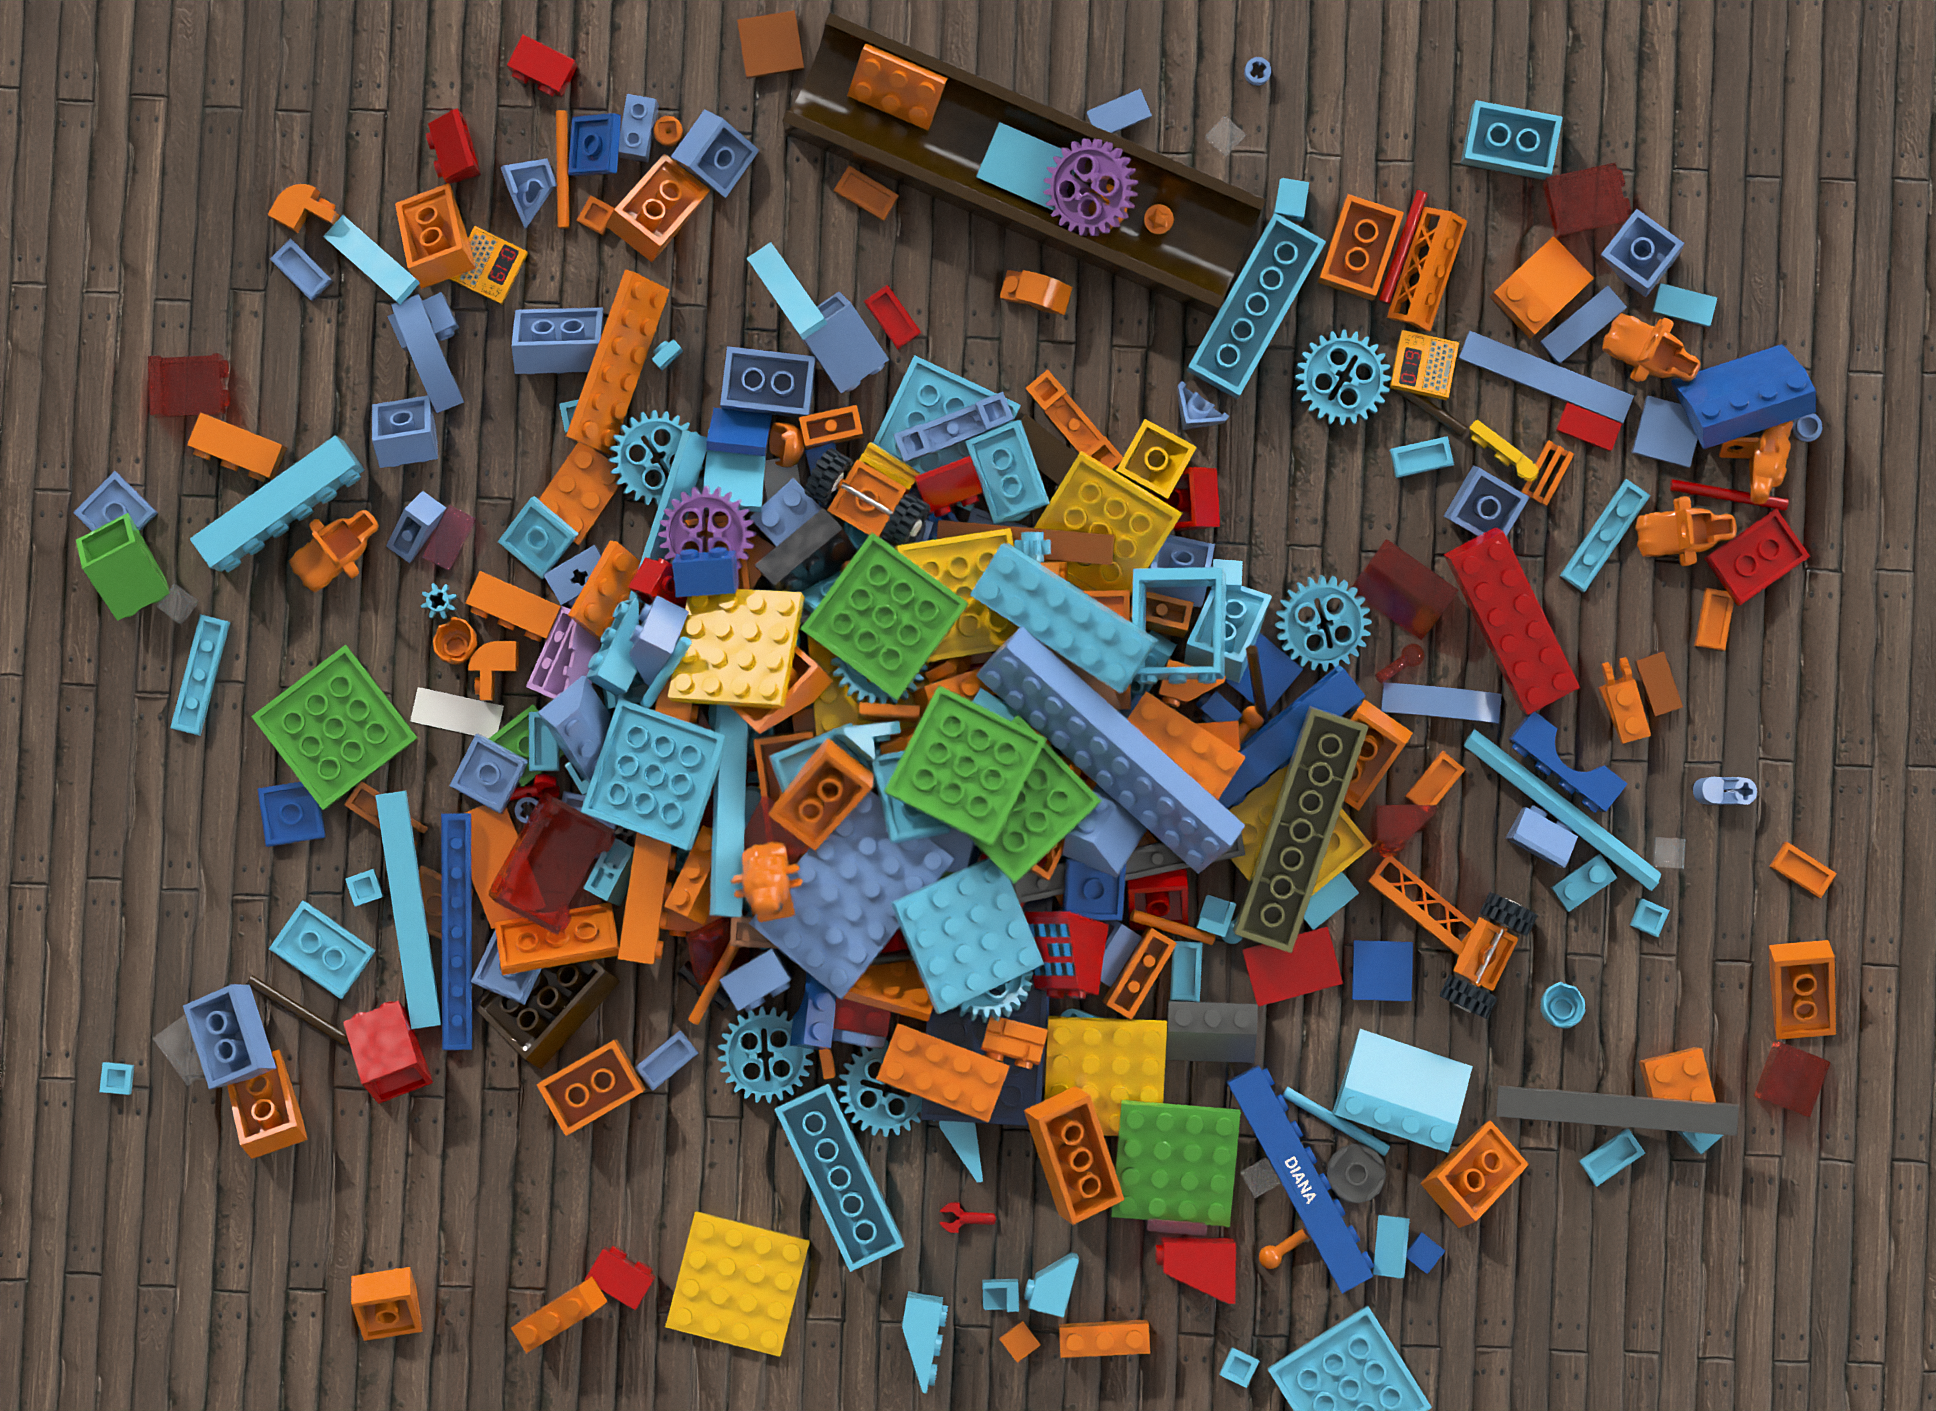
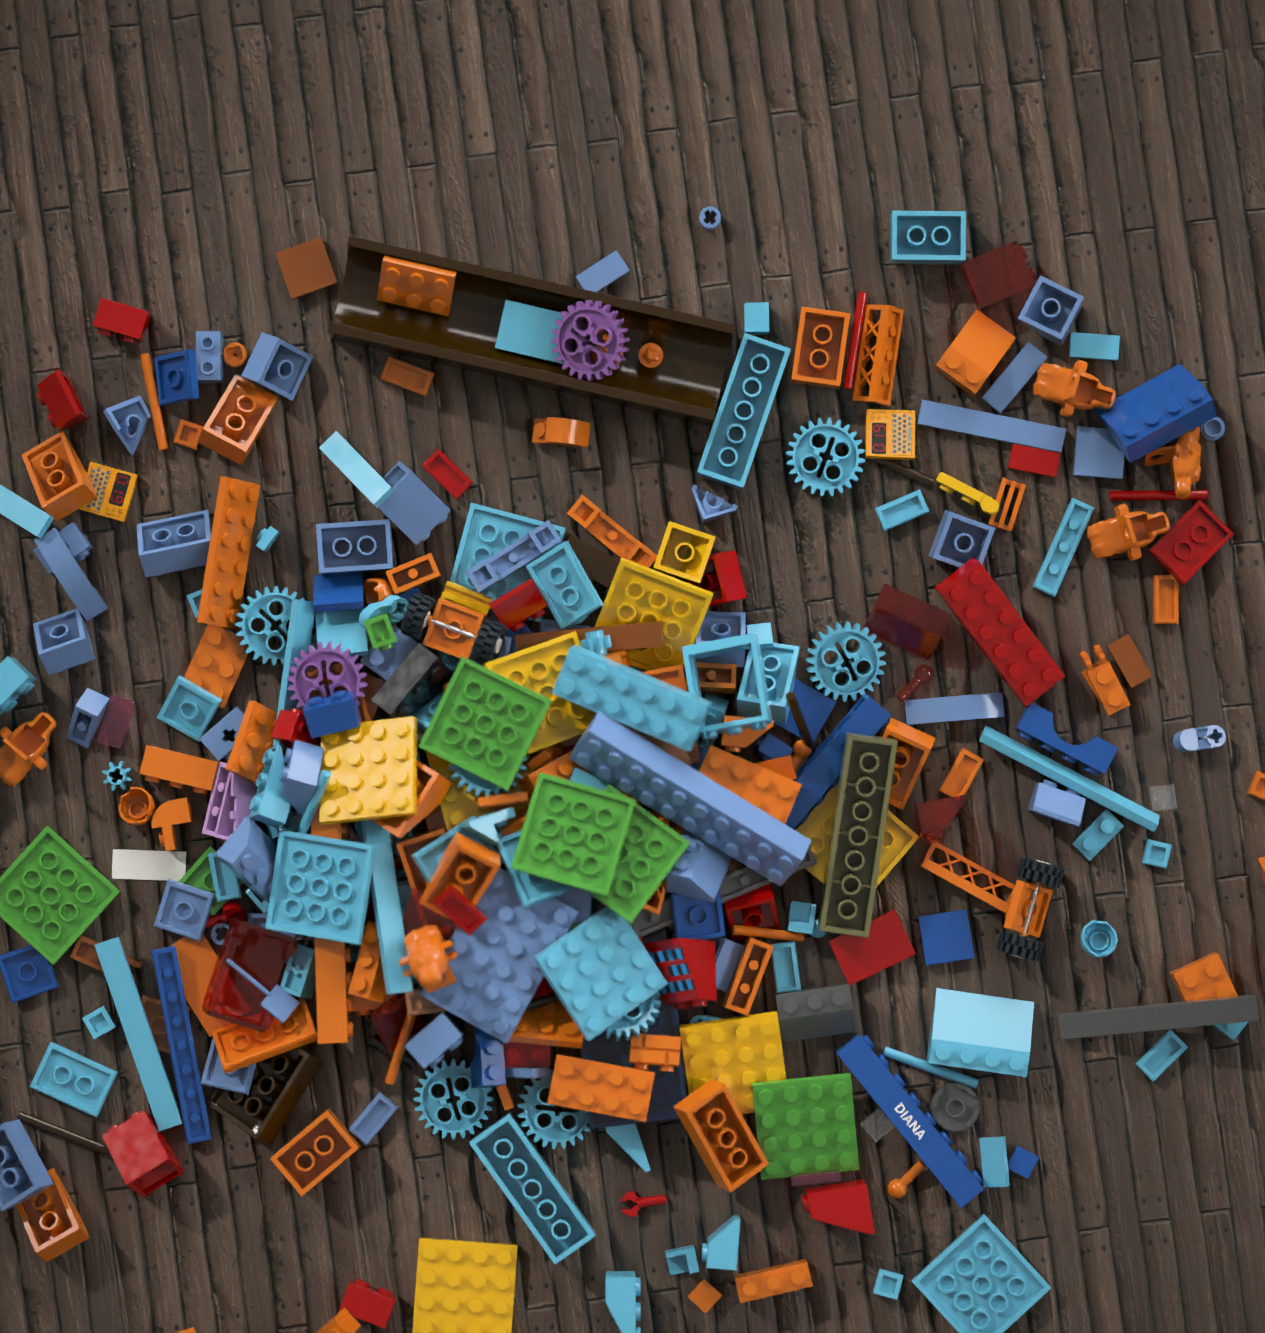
camera: 15 degrees left, 0 degrees up
(579, 901) = (277, 1002): none -> medium blue piece
(780, 487) = (380, 632): none -> bright green bracket
(787, 465) = (392, 605): none -> medium azure piece
(814, 831) = (460, 910): none -> red tile
(1225, 136) = (693, 276): clear tile -> none
(1329, 900) = (892, 887): medium azure tile -> none
(1474, 1175) = (1052, 1090): orange slope -> none

